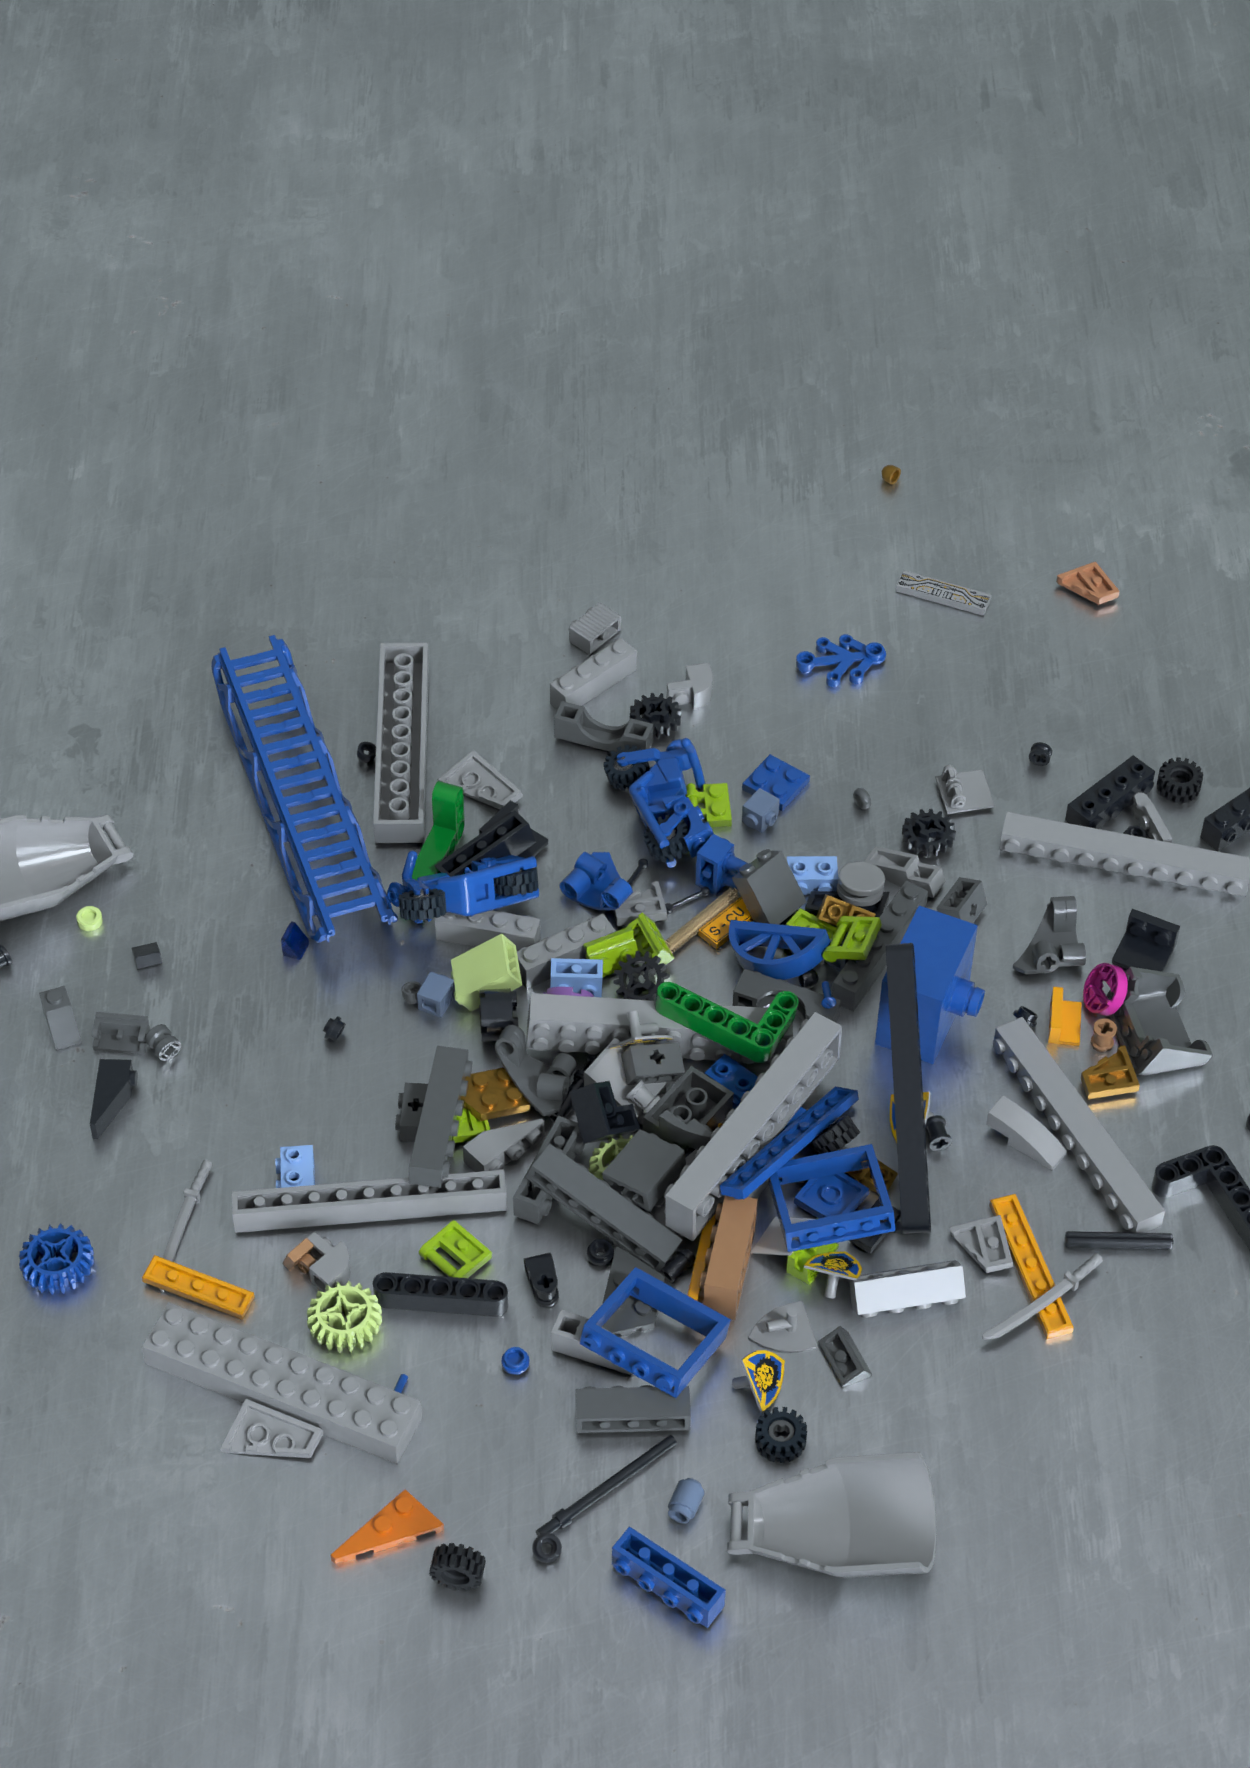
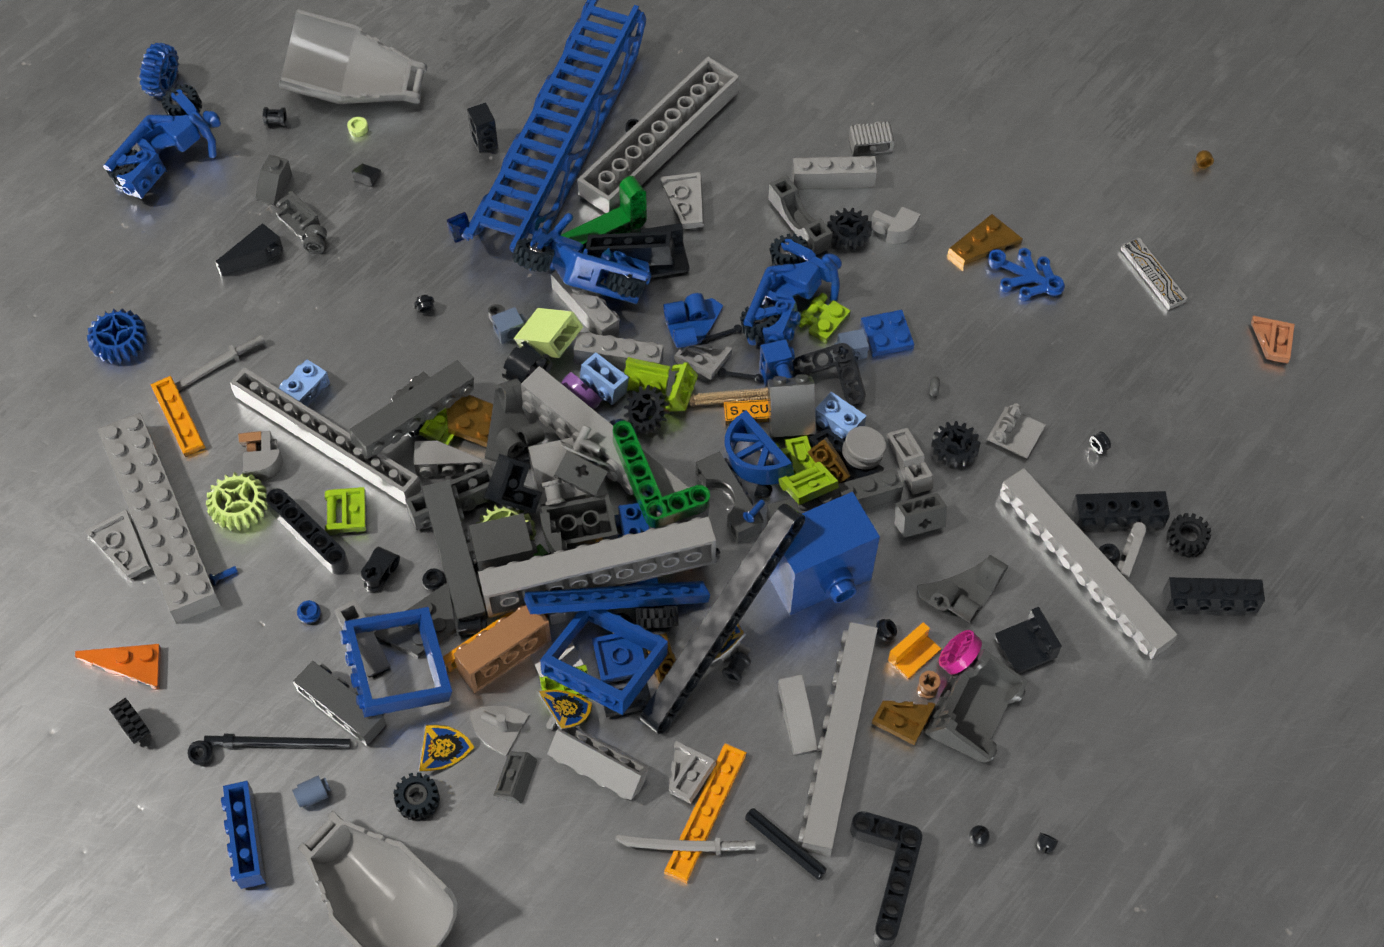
camera: 40 degrees right, 10 degrees up
(227, 837) = (482, 127): none -> black brick
(771, 829) = (841, 365): none -> black beam
(777, 654) = (984, 238): none -> pearl gold wing

